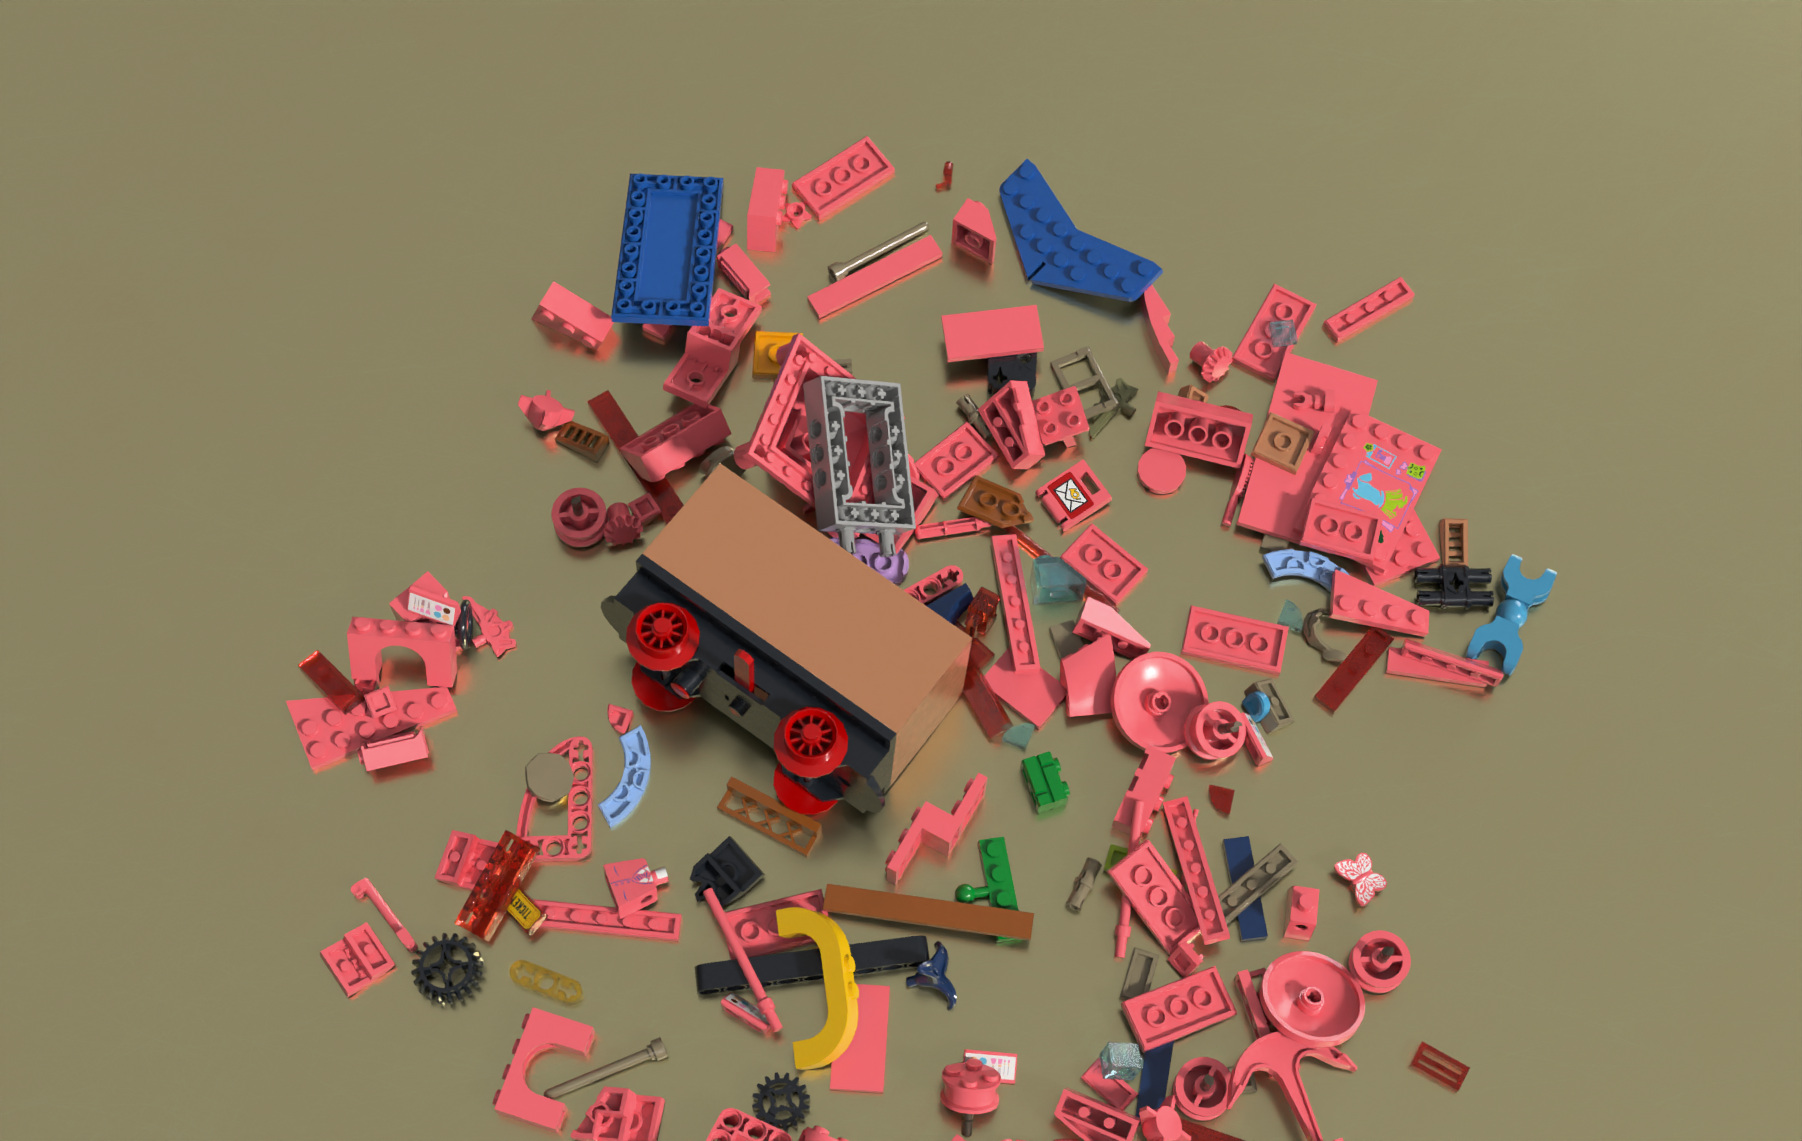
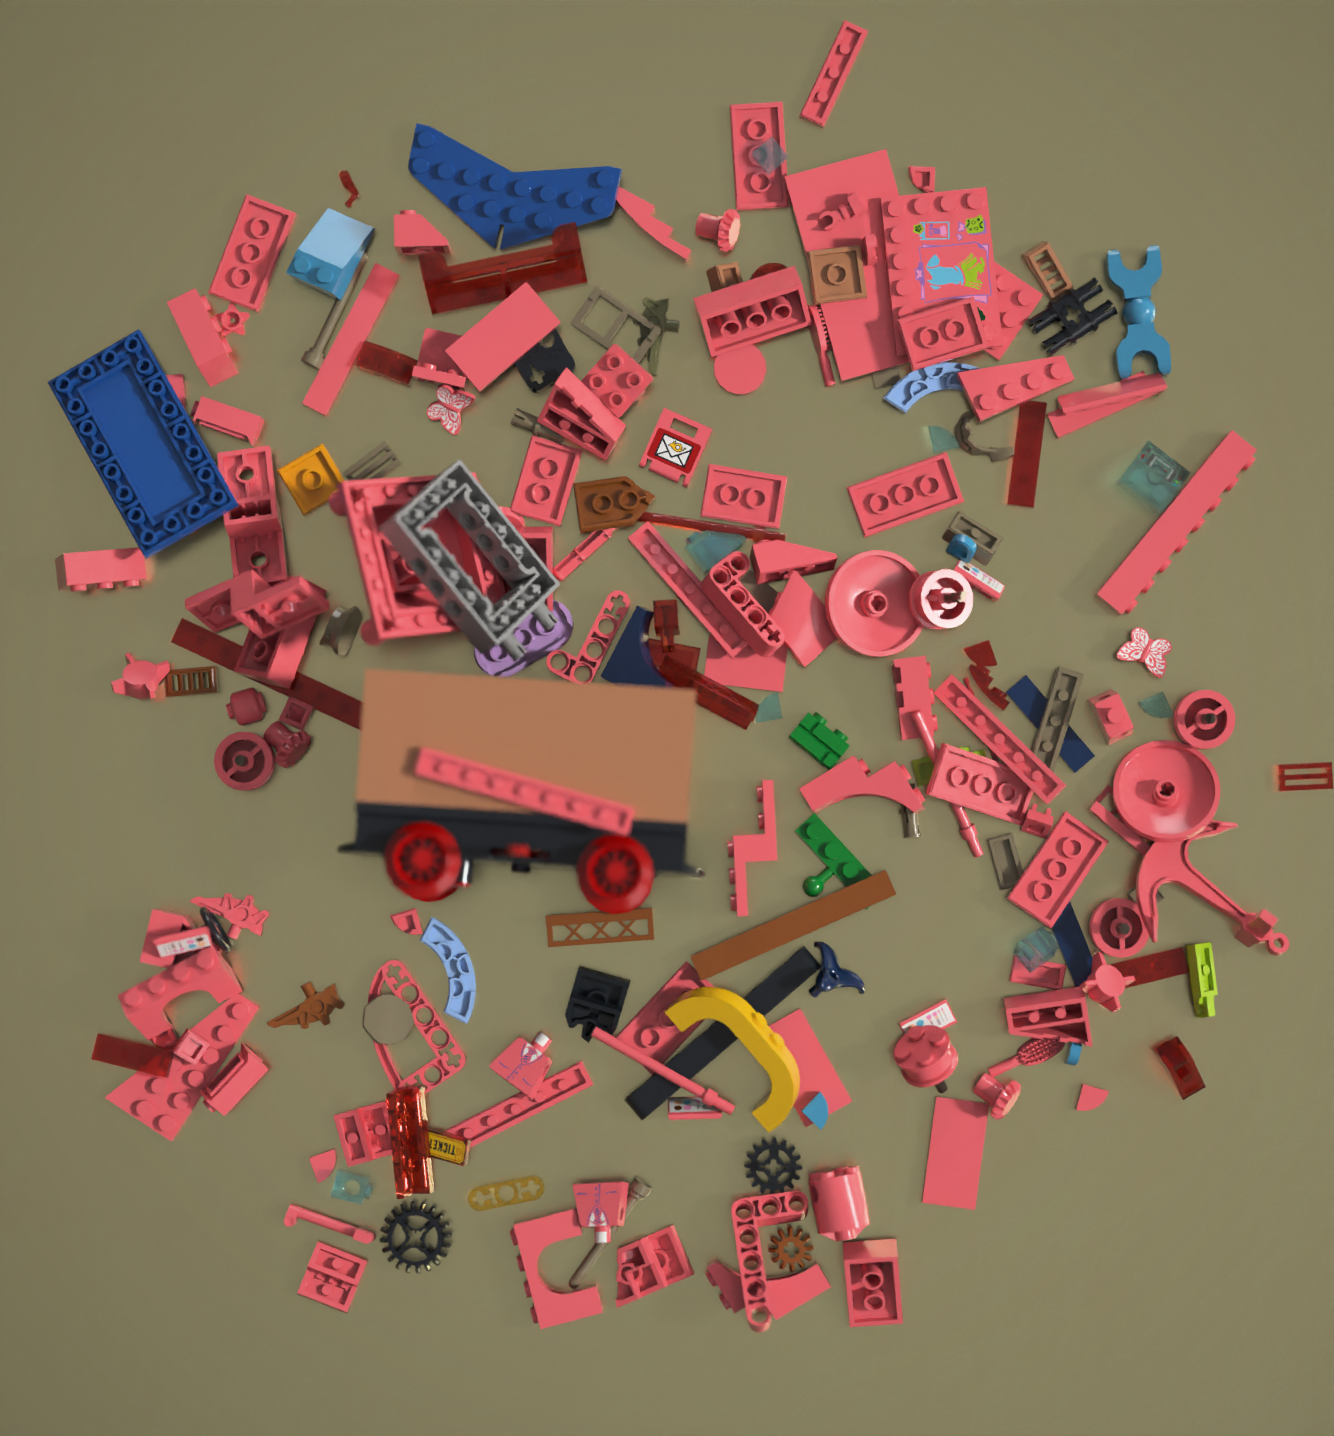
camera: 30 degrees left, 20 degrees up
(416, 864) = (323, 1164): none -> coral tile
(423, 883) = (339, 1188): none -> clear light blue brick
(497, 738) = (314, 1008): none -> dark orange piece
(610, 481) = (246, 706): none -> coral head
(616, 1040) = (601, 1207): none -> coral torso
(671, 401) = (257, 604): none -> coral bracket
(782, 628) = (524, 791): none -> coral tile
(848, 1078) = (817, 1110): none -> dark azure tile
(892, 306) = (386, 362): none -> clear red slope
(899, 208) = (331, 253): none -> dark azure slope
(916, 362) = (449, 407): none -> coral animal
(928, 330) = (435, 364): none -> coral bracket
(968, 289) = (449, 297): none -> clear red windscreen
(1044, 622) = (763, 634): none -> coral beam
(1053, 828) = (851, 780): none -> coral arch
(1209, 818) = (981, 679): none -> clear red slope
(1344, 930) = (1156, 706): none -> clear light blue tile
(1394, 417) = (922, 178): none -> coral tile
(1446, 792) = (1175, 523): none -> coral brick
(1447, 747) = (1153, 477): none -> clear light blue slope

